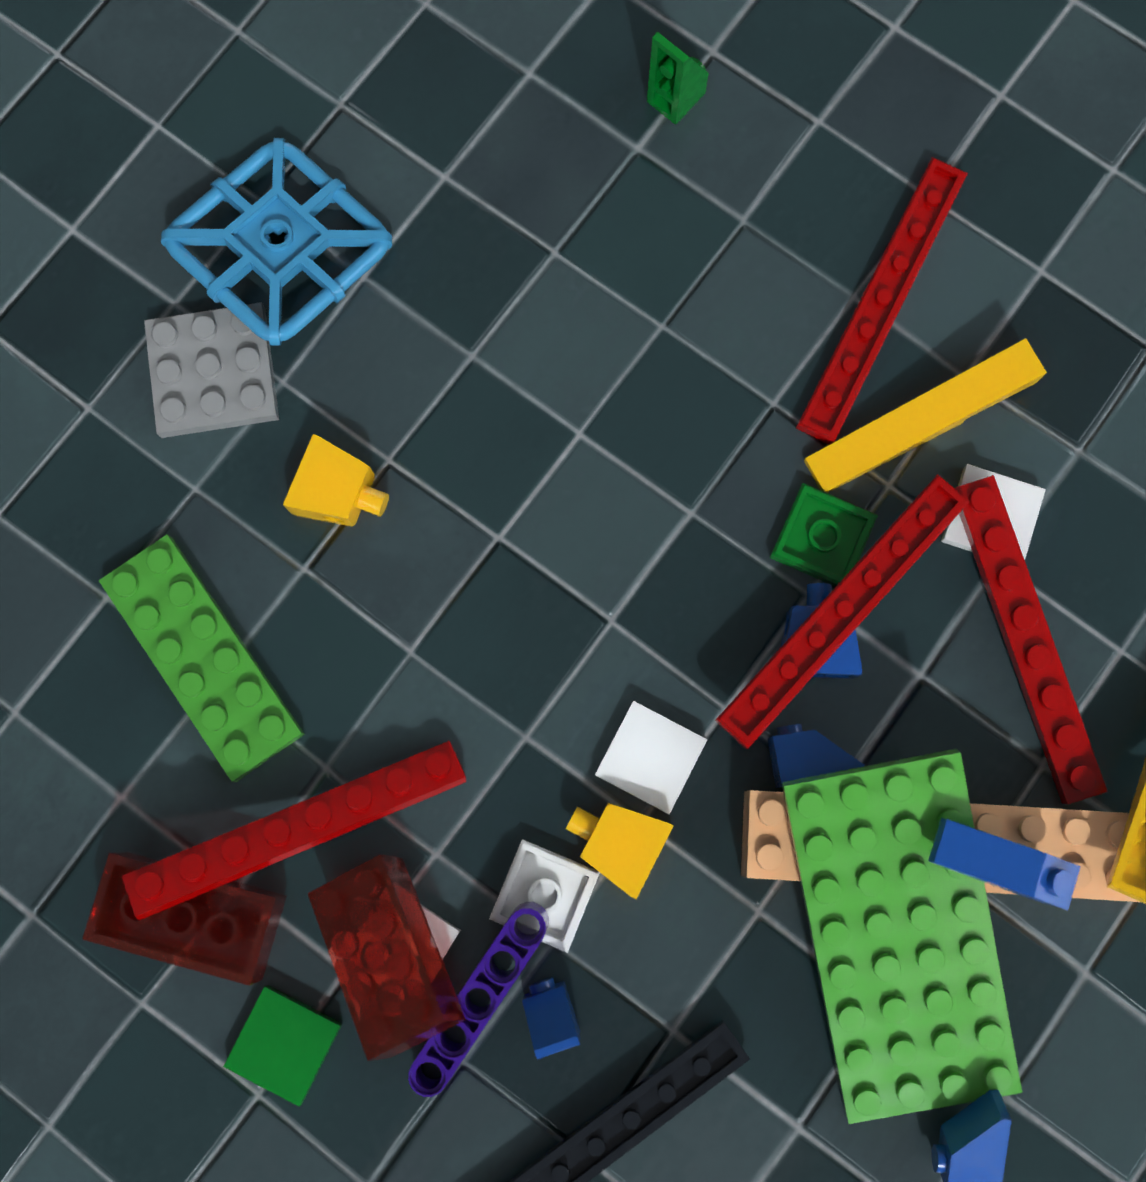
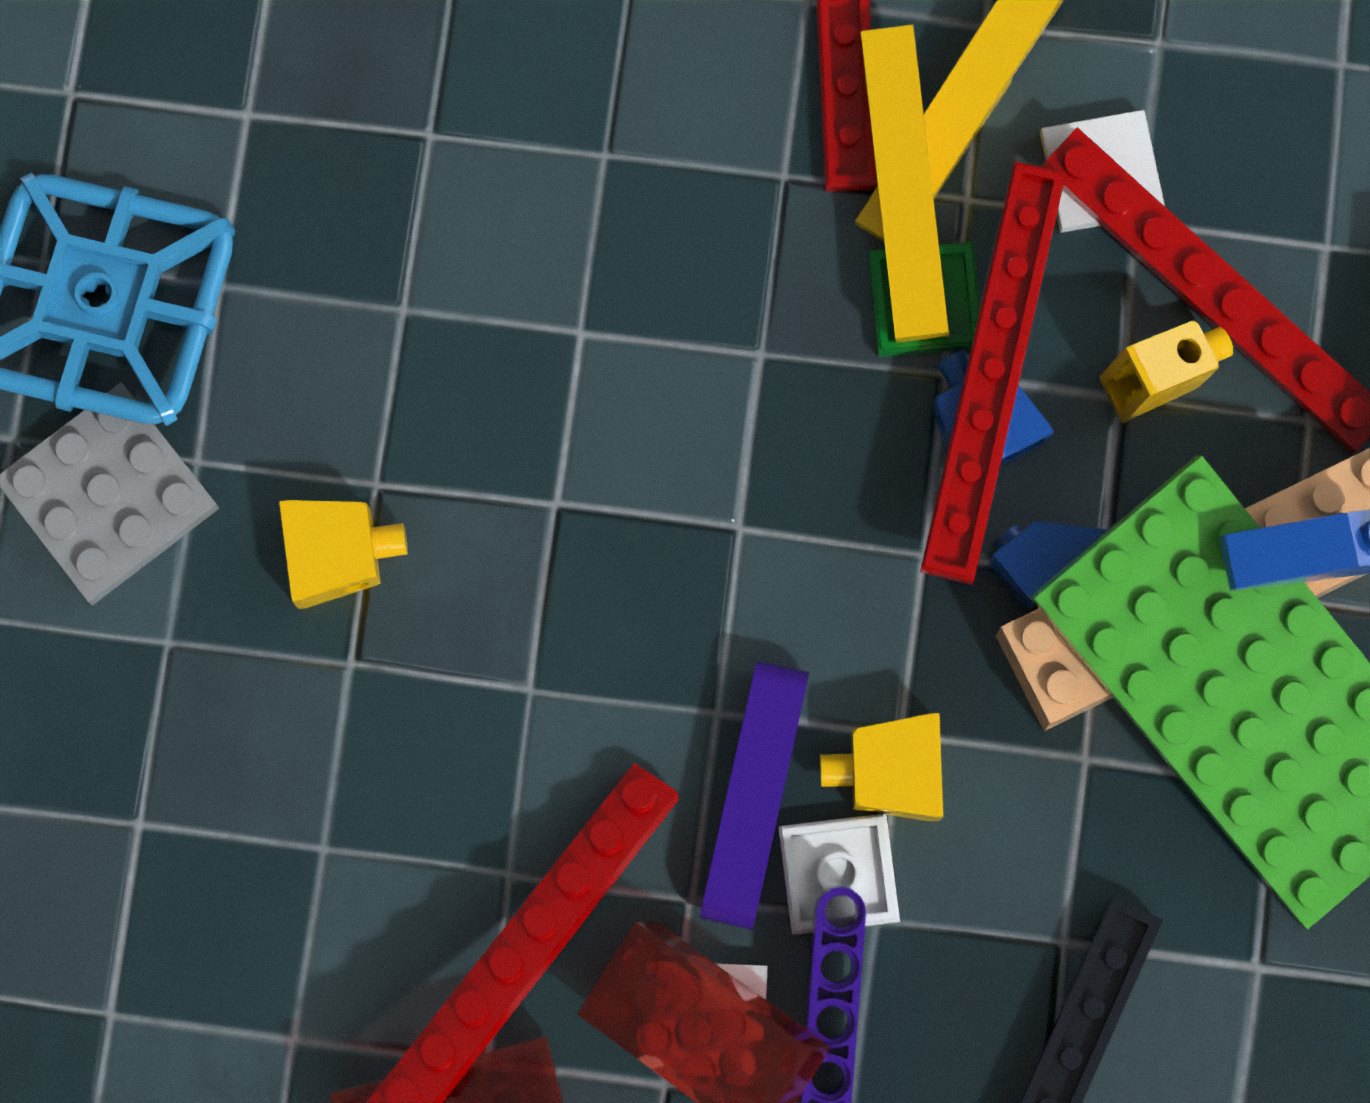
camera: 30 degrees left, 0 degrees up
(201, 658) = (293, 829): bright green plate -> none
(516, 809) = (754, 795): none -> dark purple beam
(550, 1018) = (921, 995): blue slope -> none
(651, 757) = (871, 655): white tile -> none
(852, 451) = (904, 184): none -> yellow slope
(963, 673) = (1163, 368): none -> yellow torso

